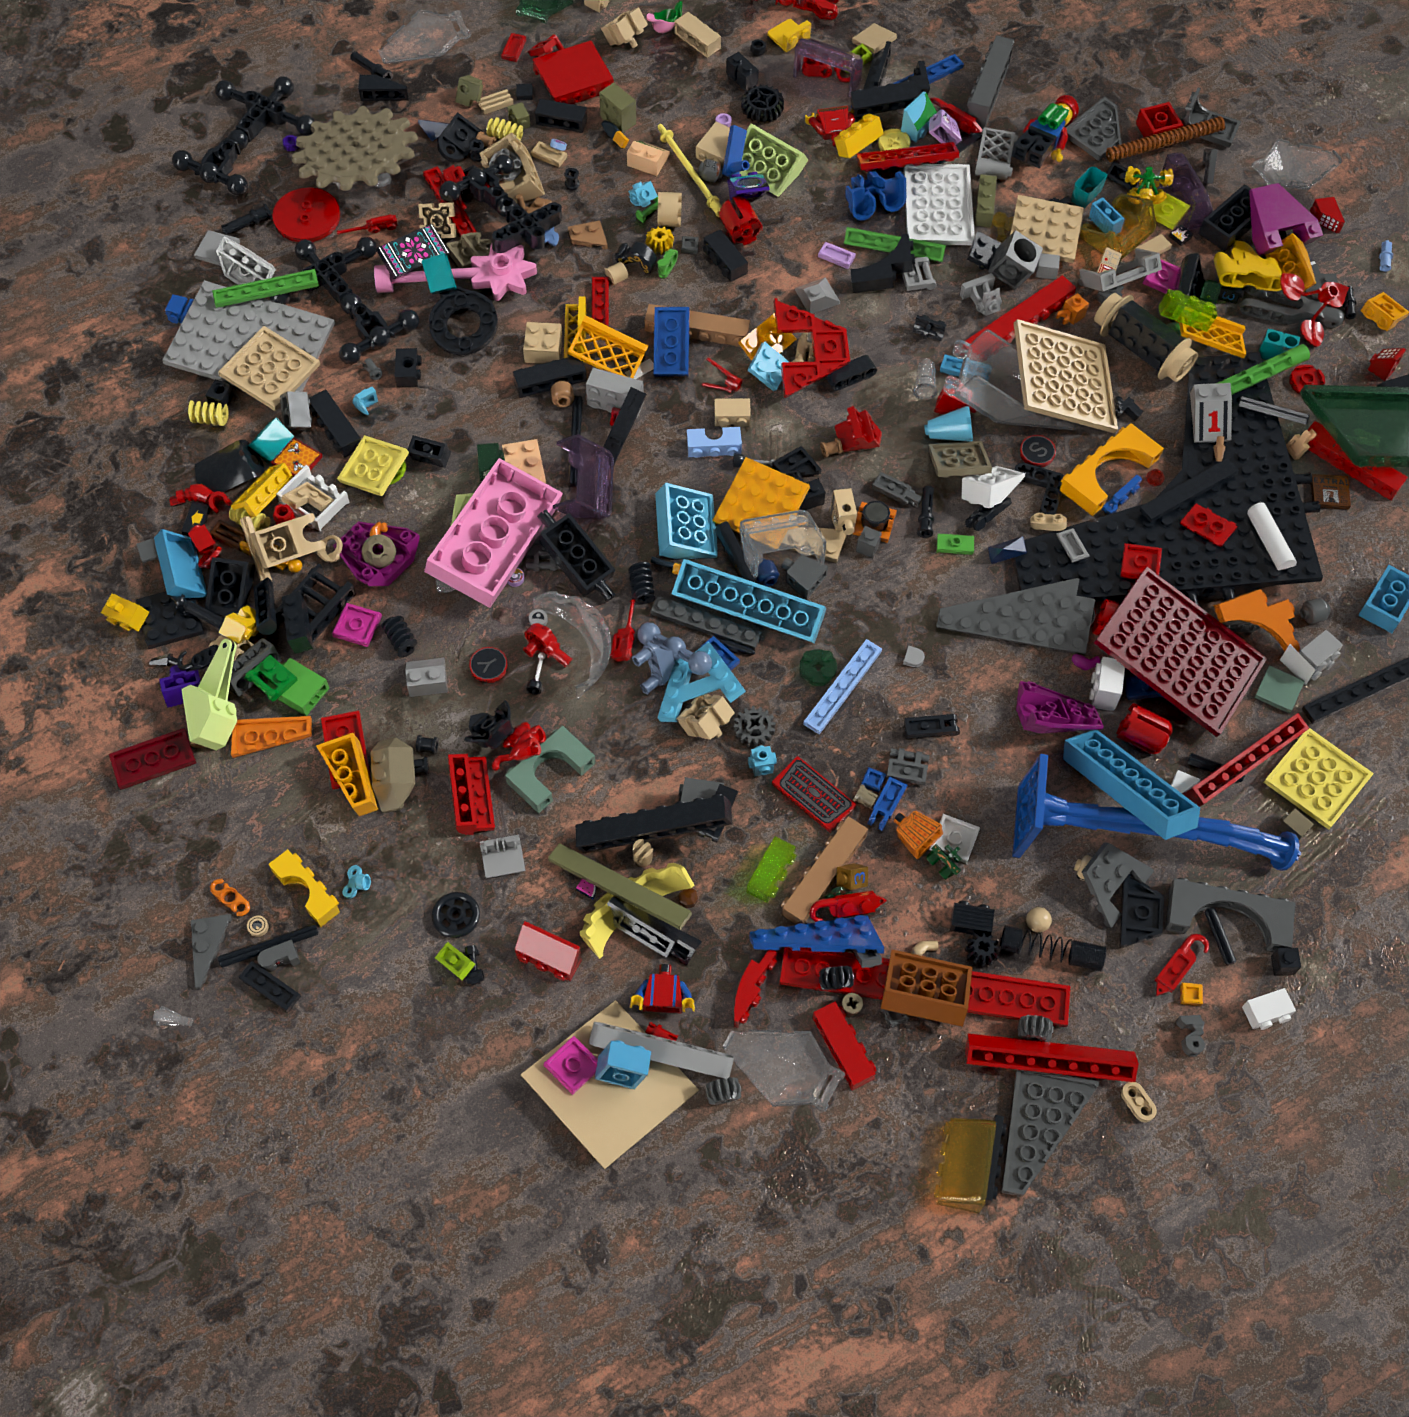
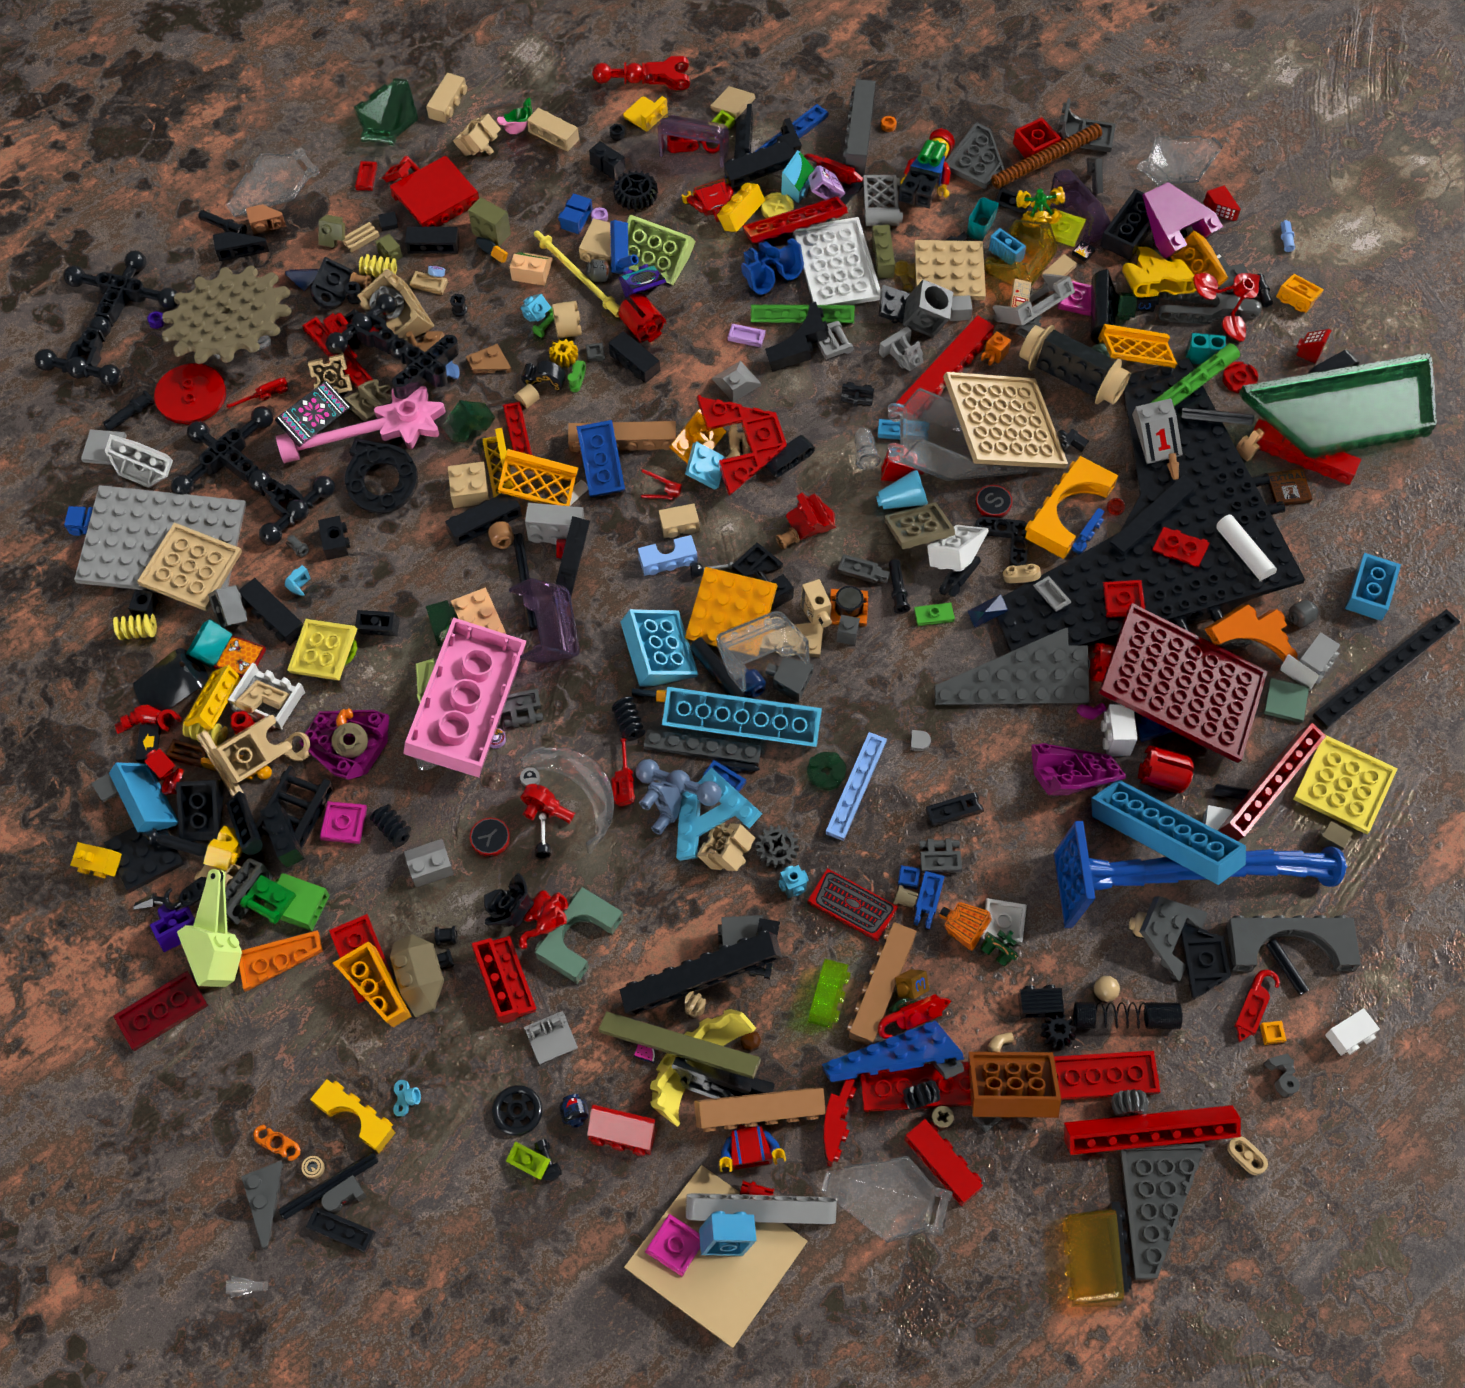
camera: 10 degrees left, 0 degrees up
(265, 288) = (166, 482): bright green tile -> none
(410, 69) = (264, 218): none -> nougat slope
(438, 274) = (345, 432): teal piece -> none
(508, 925) = (574, 1110): none -> head
(555, 281) = (466, 418): none -> clear green brick
(576, 555) = (555, 703): black brick -> none
(681, 957) = (759, 1107): none -> medium nougat brick
(700, 115) = (575, 213): none -> blue piece
(723, 1091) = (834, 1237): dark grey gear -> none
(1019, 84) = (888, 124): none -> orange tile
(1188, 310) = (1111, 330): clear neon green brick -> none
(1285, 961) = (1357, 979): black brick -> none

